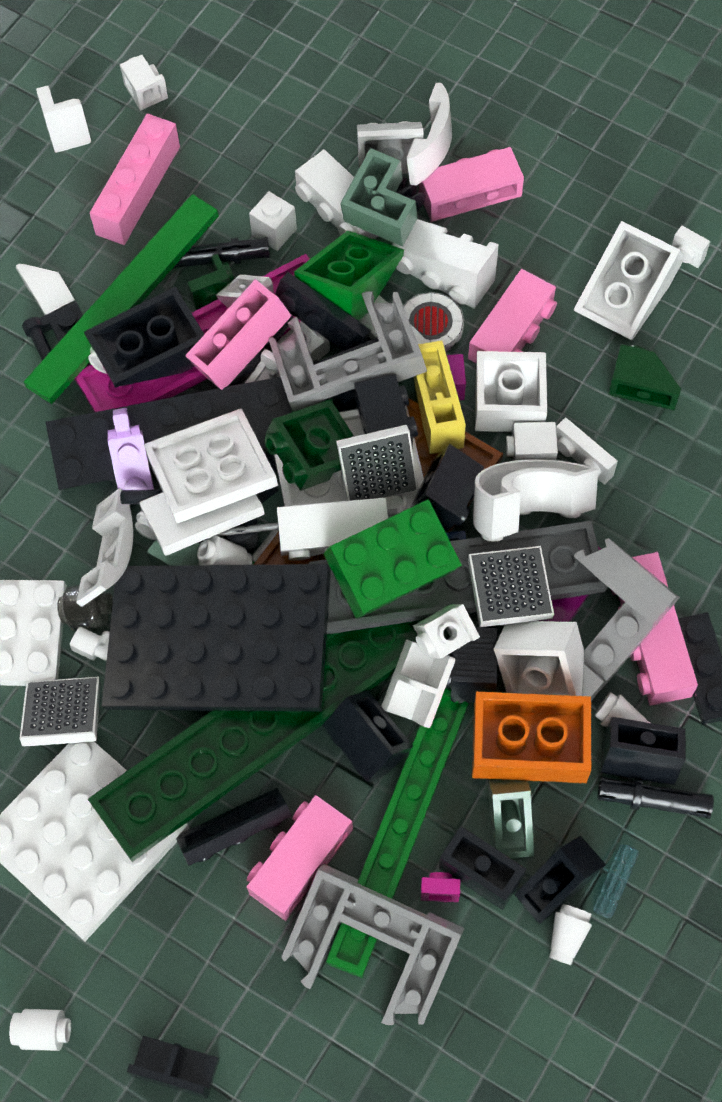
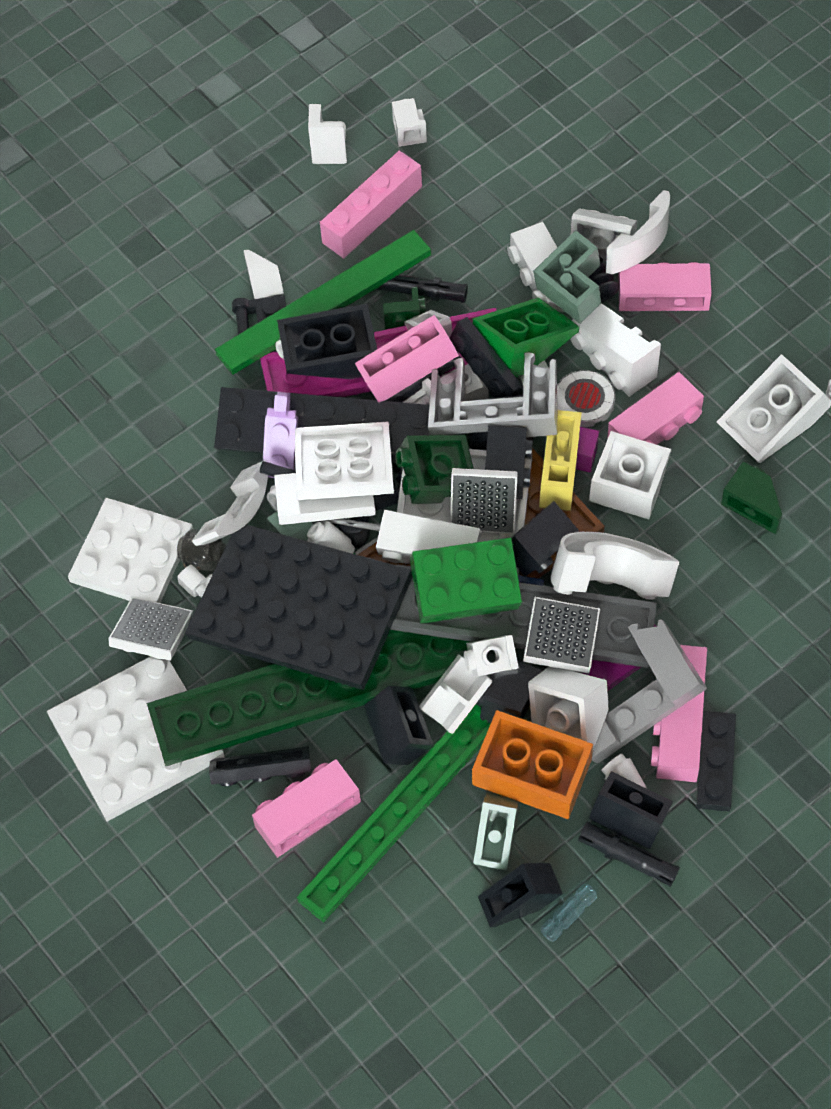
camera: 20 degrees right, 5 degrees down
(40, 1029) = (45, 876): white brick -> none
(174, 1067) = (143, 942): black panel -> none
(273, 219) = (477, 271): white brick -> none
(427, 938) = (387, 904): light grey wedge -> none
(440, 888) = (414, 869): dark pink plate -> none
(482, 868) = (455, 862): black brick -> none
(532, 441) = (634, 523): white brick -> none
(569, 932) = (511, 940): white cone -> none
(575, 443) = (673, 537): white plate -> none

